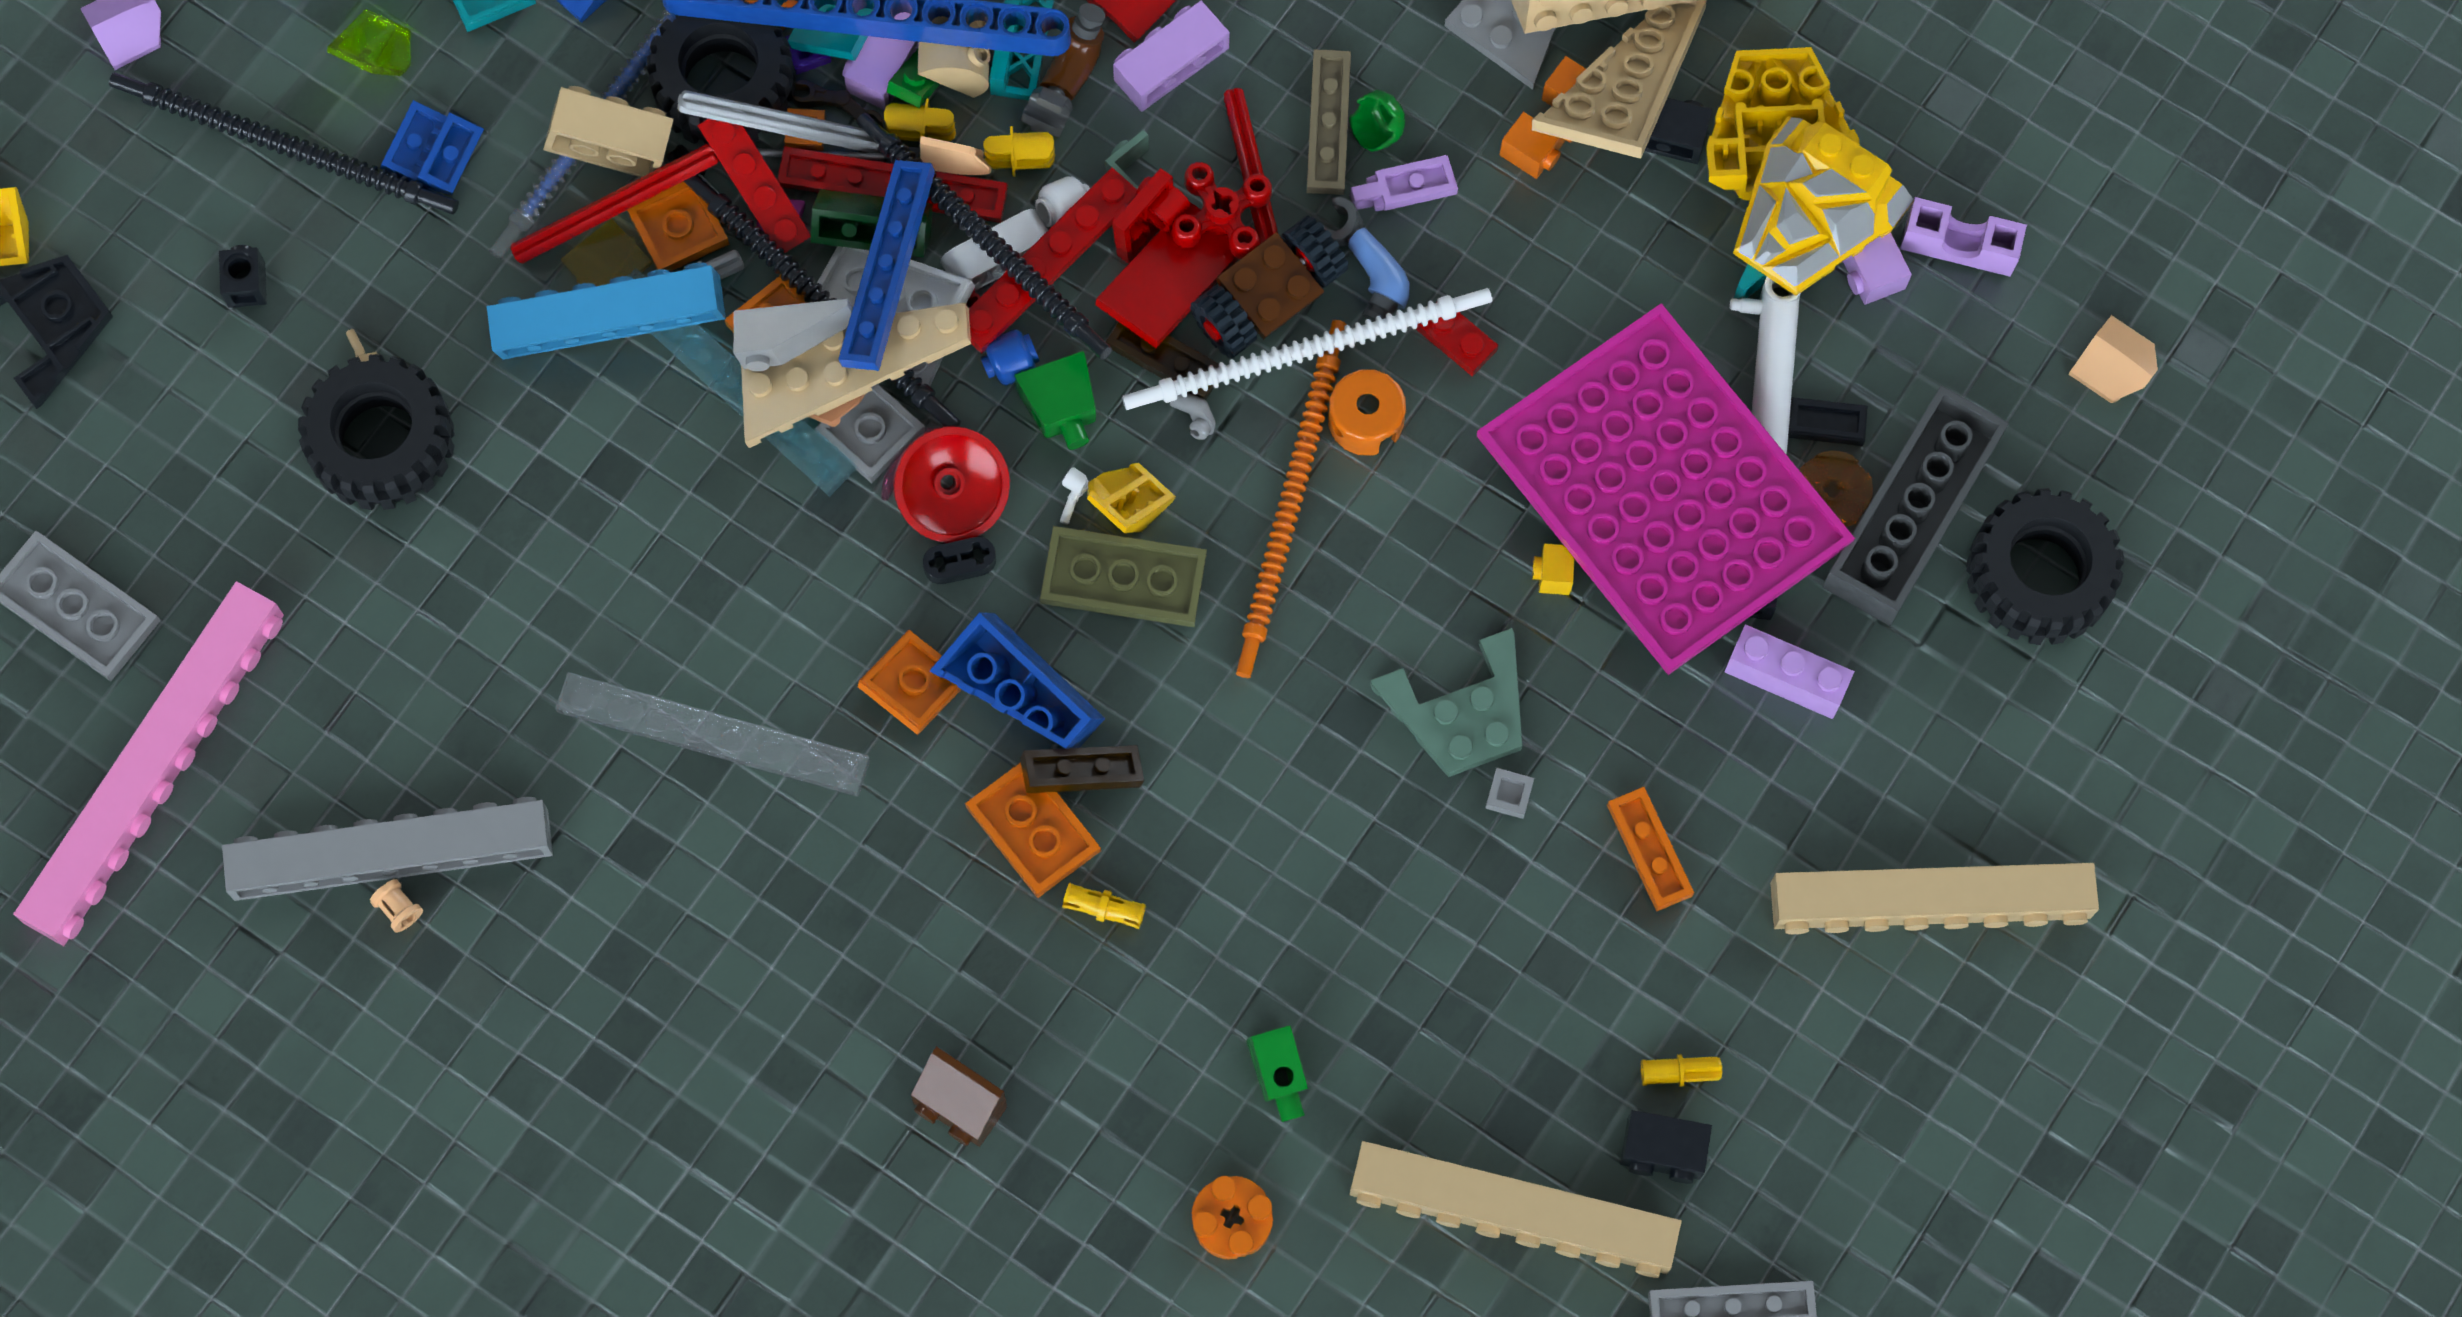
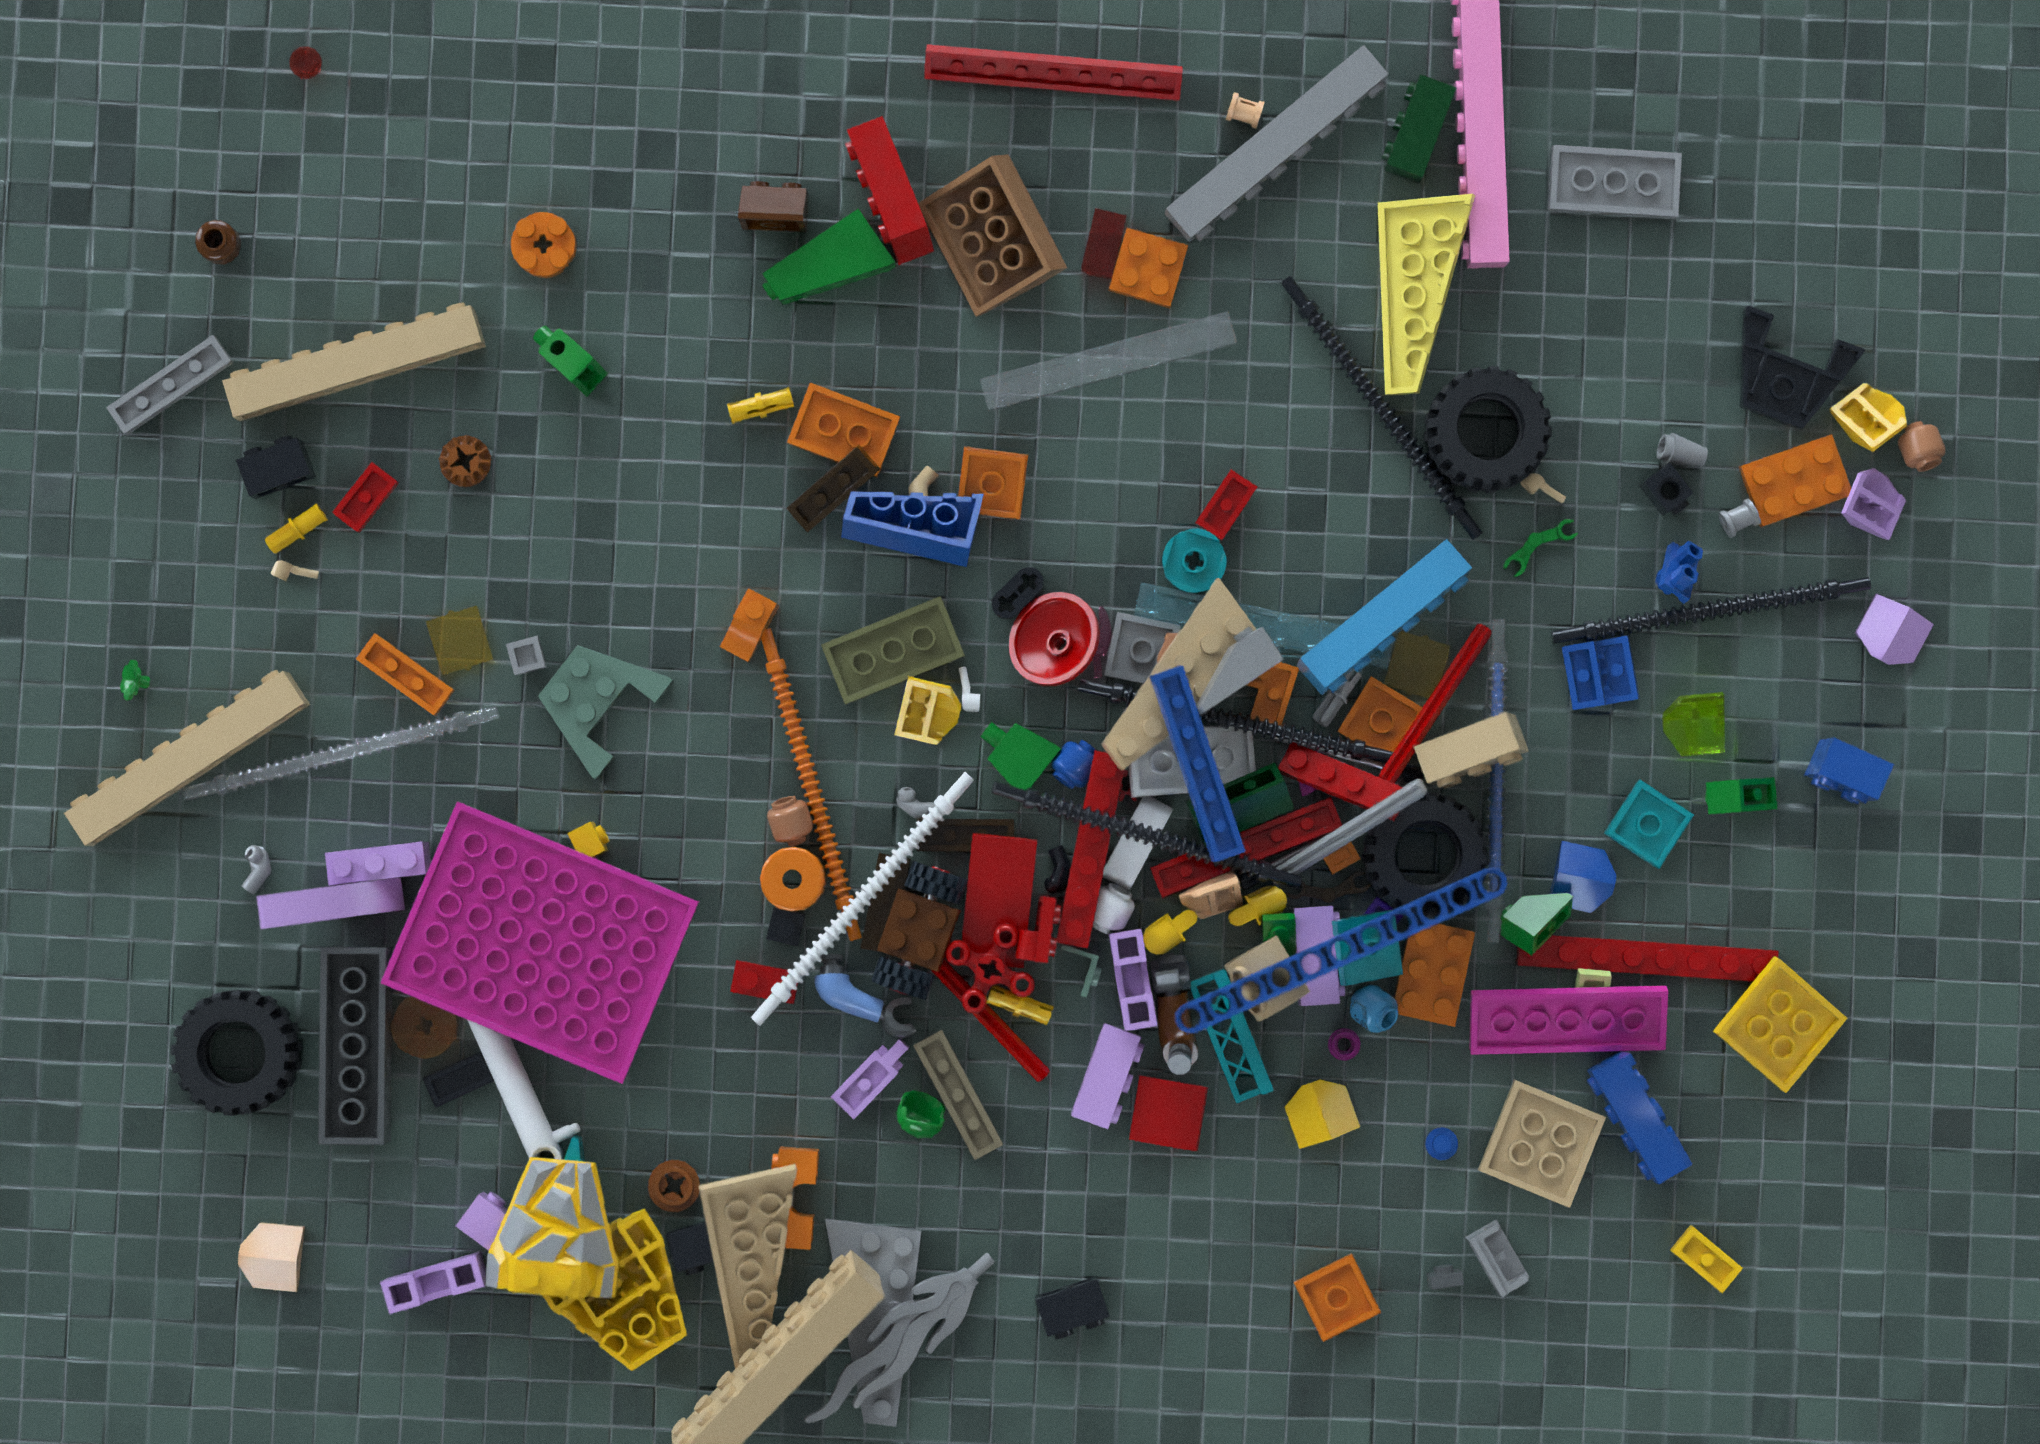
camera: 150 degrees right, 15 degrees up
(50, 146) = (1873, 504): none -> lavender slope
(111, 215) = (1796, 480): none -> orange plate
(191, 209) = (1739, 518): none -> light grey bush
(202, 306) = (1680, 451): none -> light grey cone
(231, 778) = (1418, 128): none -> dark green brick
(290, 188) = (1679, 570): none -> blue hips
(331, 637) = (1416, 269): none -> light yellow wing
(408, 309) = (1534, 540): none -> green piece
(472, 664) = (1454, 504): none -> black hose
(569, 1068) = (1053, 72): none -> red plate
(607, 807) = (1148, 268): none -> orange plate
(637, 860) = (1103, 243): none -> clear red plate
(689, 520) = (1226, 505): none -> red plate
(746, 935) = (992, 234): none -> medium nougat slope
(760, 464) = (1184, 545): none -> teal plate
(822, 1046) = (889, 189): none -> red wedge
(935, 1010) = (830, 260): none -> green slope
(992, 724) = (923, 481): none -> tan arm
(1089, 268) = (1060, 874): none -> black arm
(1094, 110) = (1132, 979): none -> lavender arch
(1201, 152) = (1019, 1006): none -> yellow pin
(1255, 688) = (749, 624): none -> orange arch
(1310, 321) = (881, 906): none -> dark brown tile
(1335, 470) = (790, 820): none -> nougat head
(1407, 373) = (785, 926): none -> black plate
(1441, 1047) = (479, 464): none -> dark orange gear
(1571, 854) = (459, 640): none -> clear yellow piece
(1586, 1058) = (365, 497): none -> red plate
(1621, 768) = (223, 784): none -> clear hose
(1677, 187) = (672, 1201): none -> dark orange gear
(1718, 1037) = (282, 570): none -> tan hand
(1870, 650) = (330, 903): none -> lavender slope
(1918, 743) = (260, 868): none -> light grey arm
(1949, 1013) = (132, 680): none -> green plant

